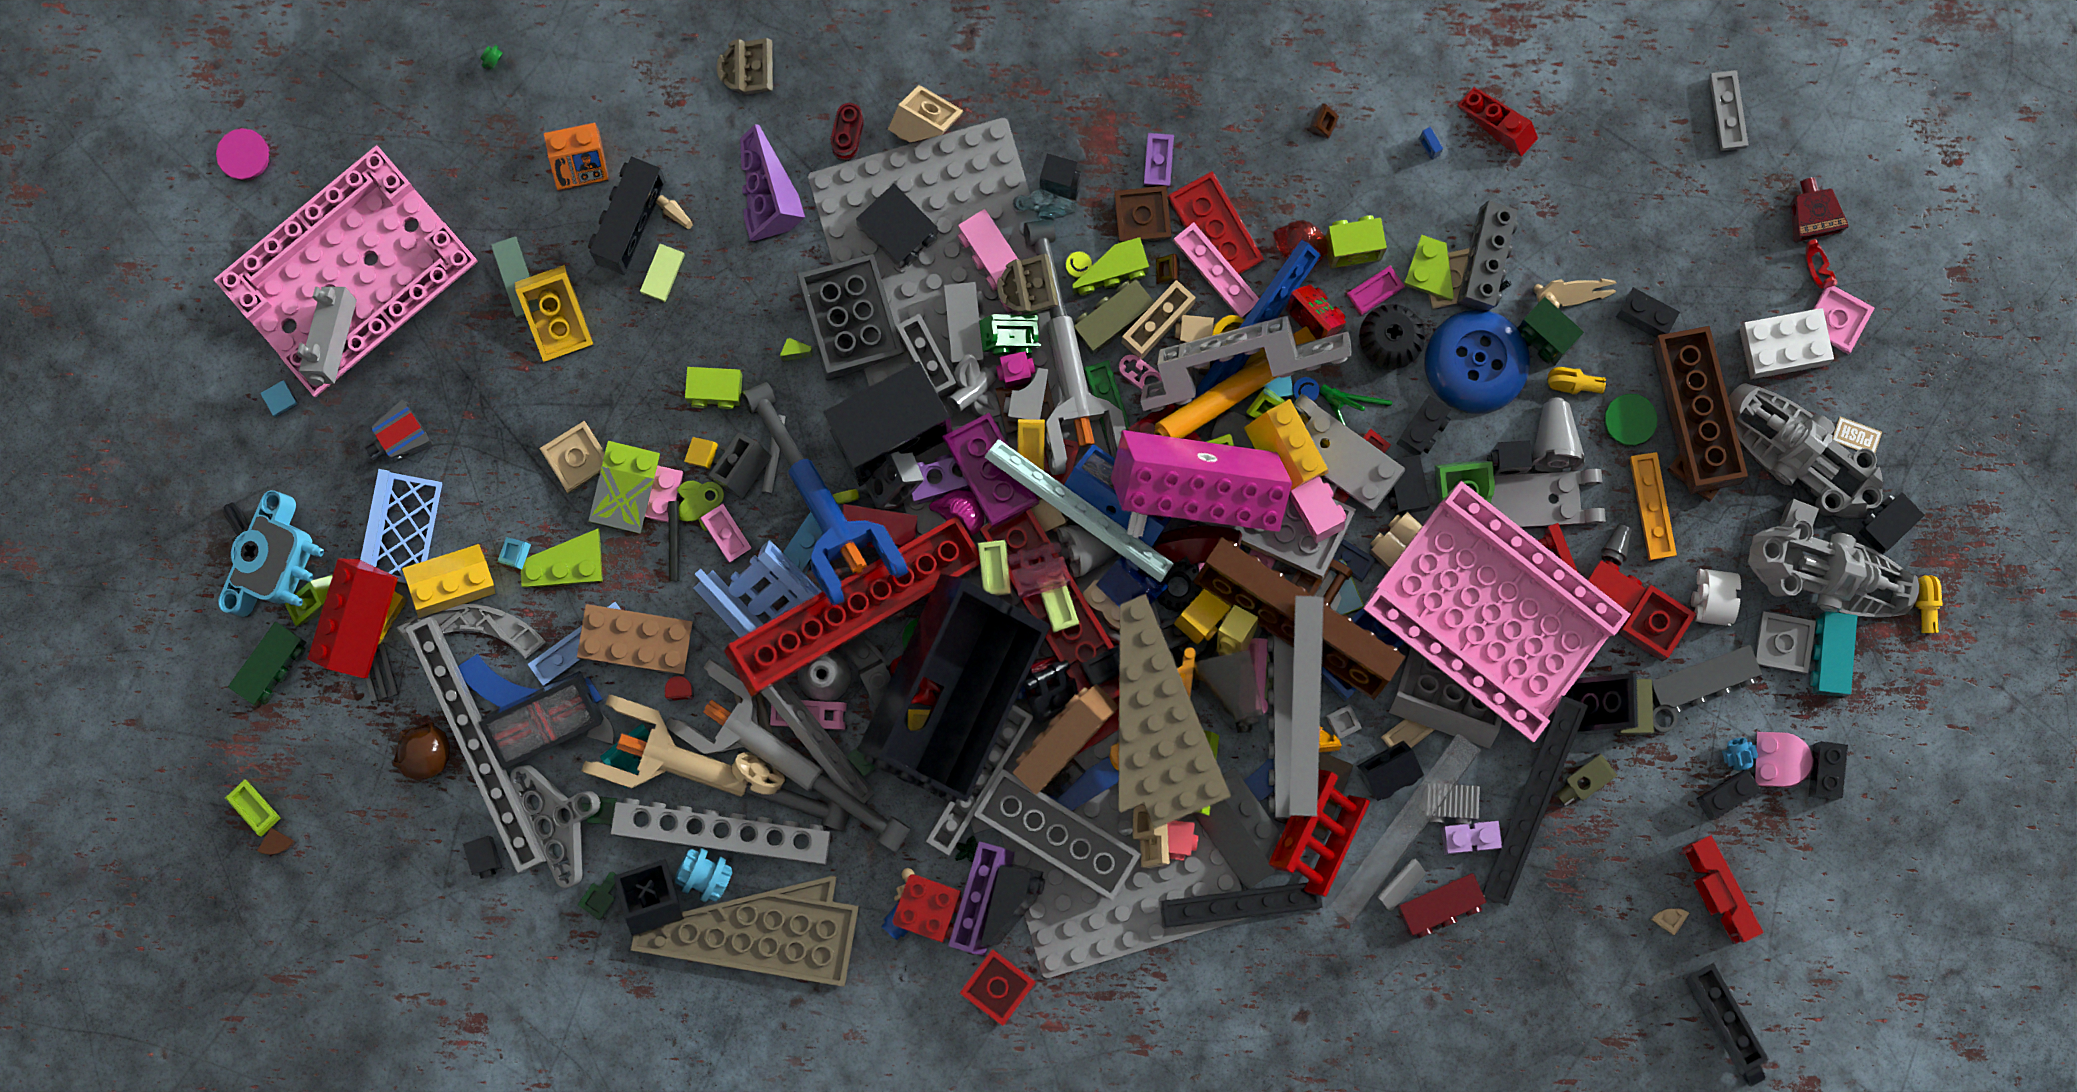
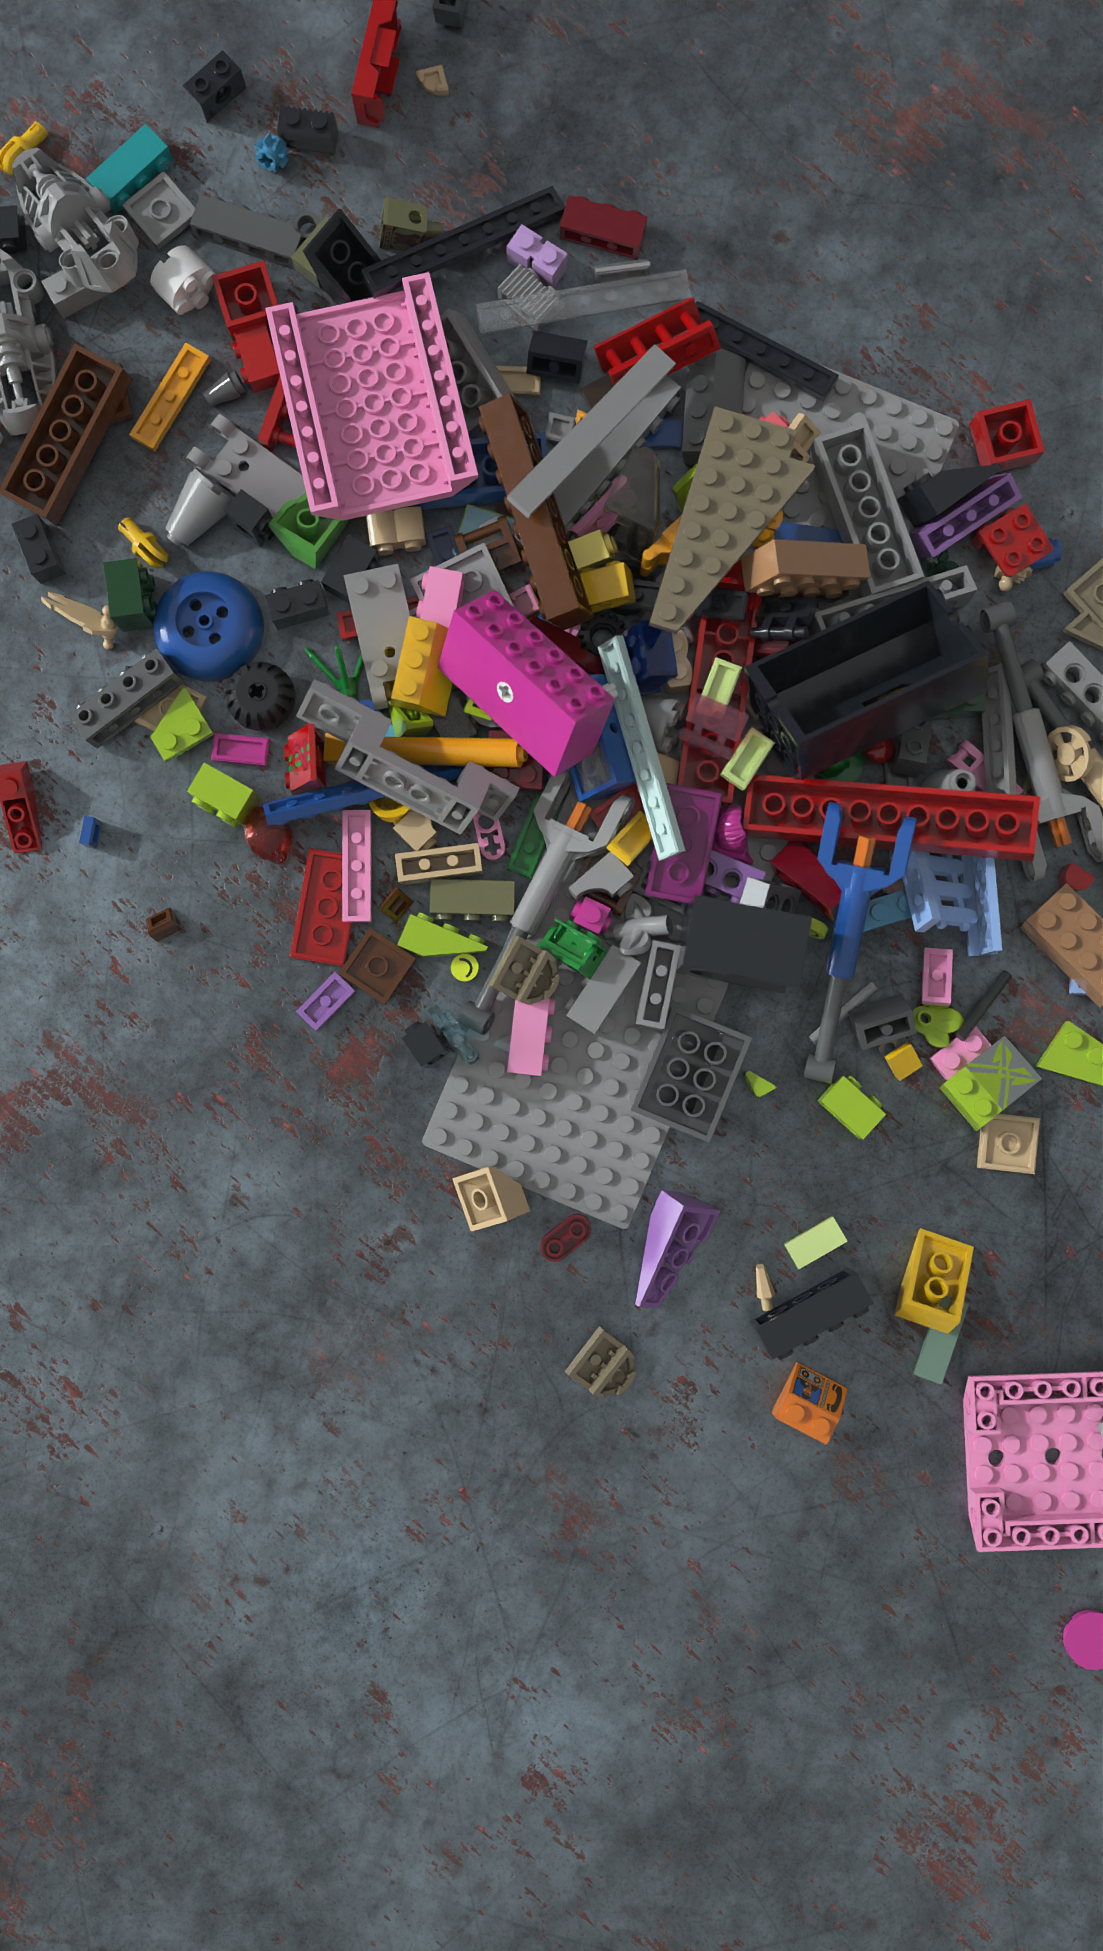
camera: 140 degrees left, 5 degrees up
(491, 57) = (815, 1553): green plate -> none
(897, 226) = (590, 1118): black brick -> none
(1630, 419) = (127, 480): green tile -> none
(1782, 760) = (241, 123): bright pink slope -> none

